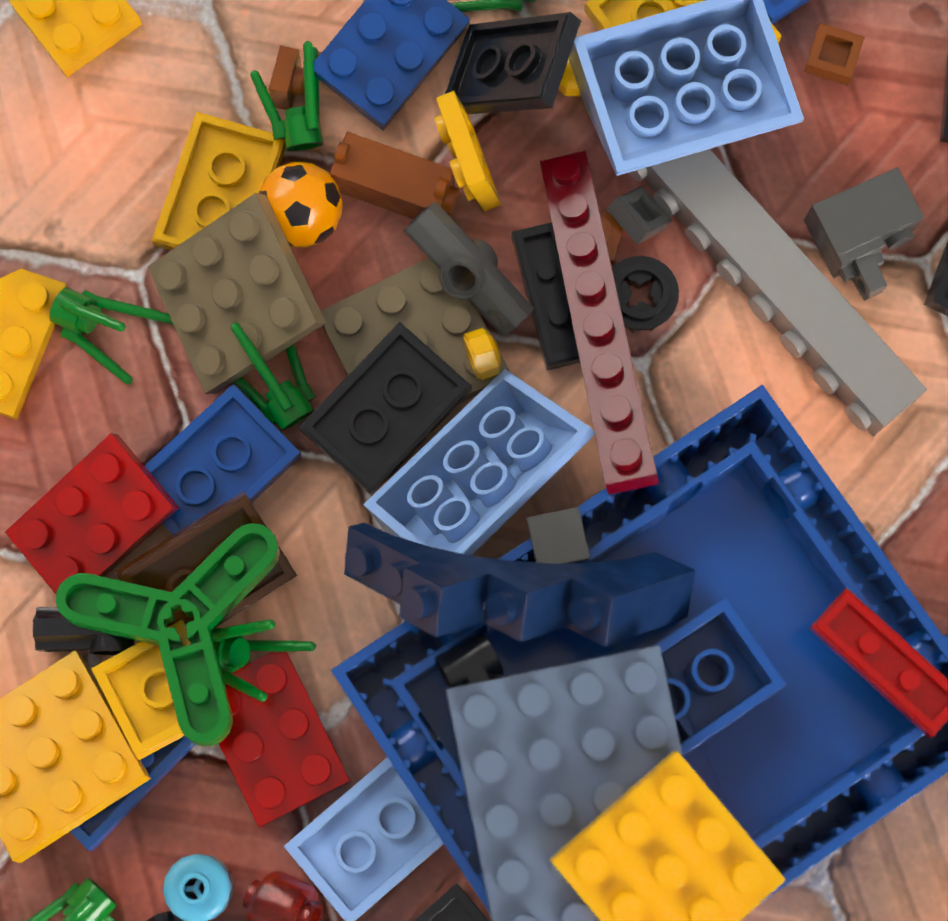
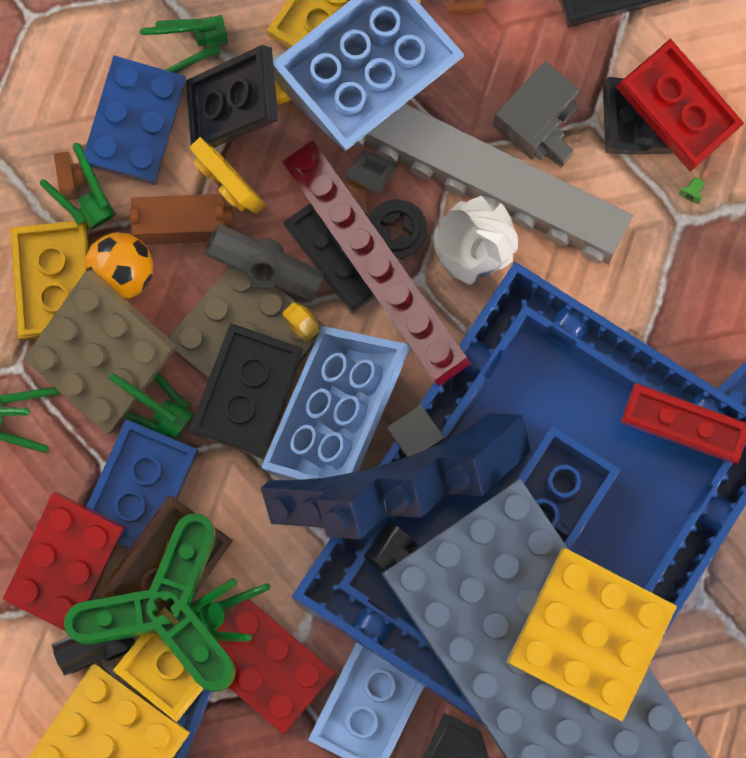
camera: 20 degrees left, 0 degrees up
(727, 342) = (475, 240): none -> white hair

